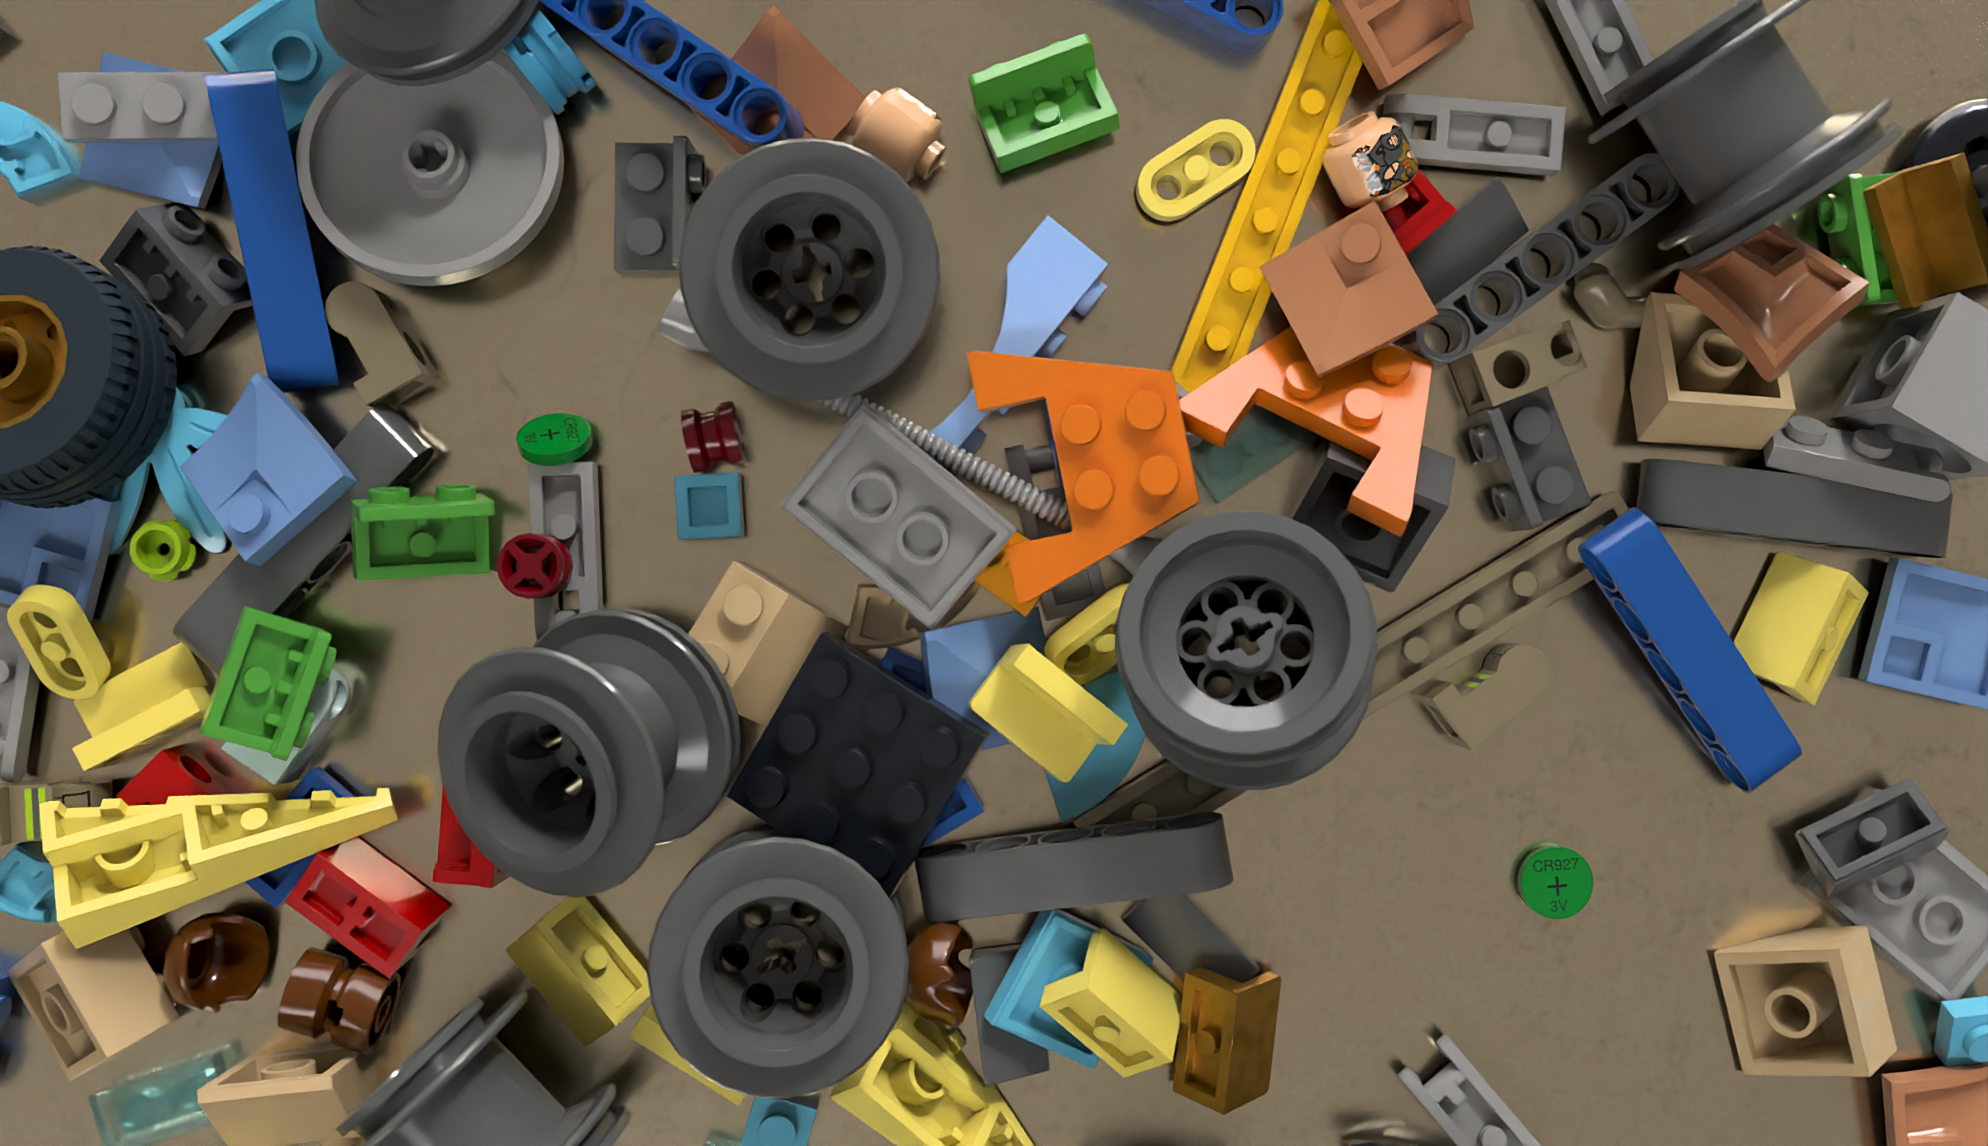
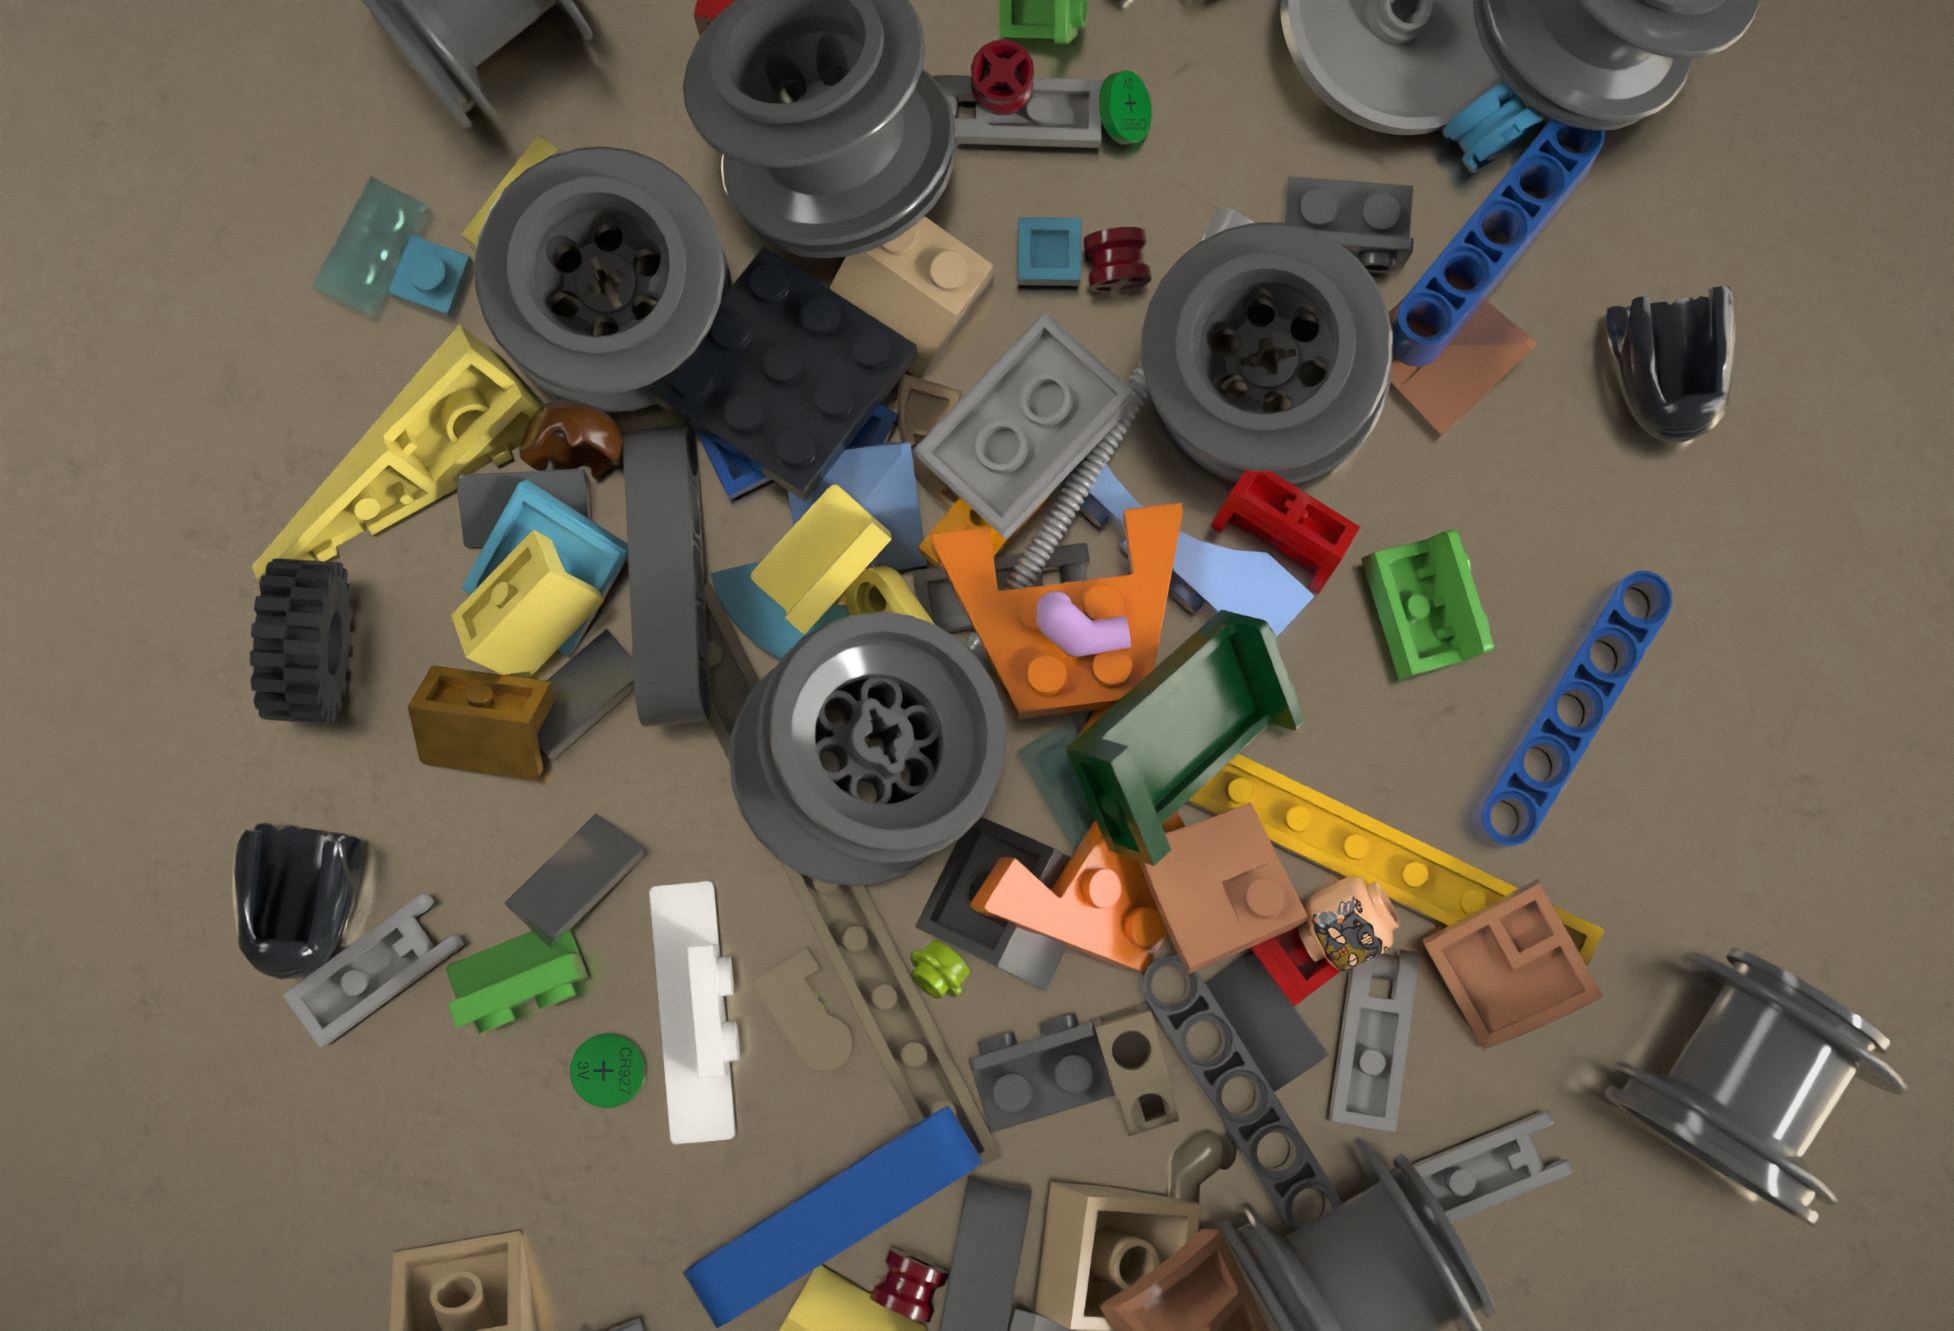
camera: 90 degrees right, 5 degrees down
(581, 969) = (606, 94): light yellow panel -> none
(899, 133) = (1403, 457): light nougat head -> none
(972, 240) = (1289, 522): none -> red hinge
(1116, 449) = (1075, 631): none -> lavender arm
(1193, 171) = (1357, 751): light yellow plate -> none
(1201, 338) = (1181, 730): none -> dark green panel
(1376, 932) = (574, 879): none -> dark grey slope
(1439, 565) = (939, 970): none -> lime plate
(1476, 983) = (510, 976): none -> bright green bracket
(1494, 803) = (692, 1012): none -> white bracket
(1745, 571) = (909, 1285): none -> dark red wheel

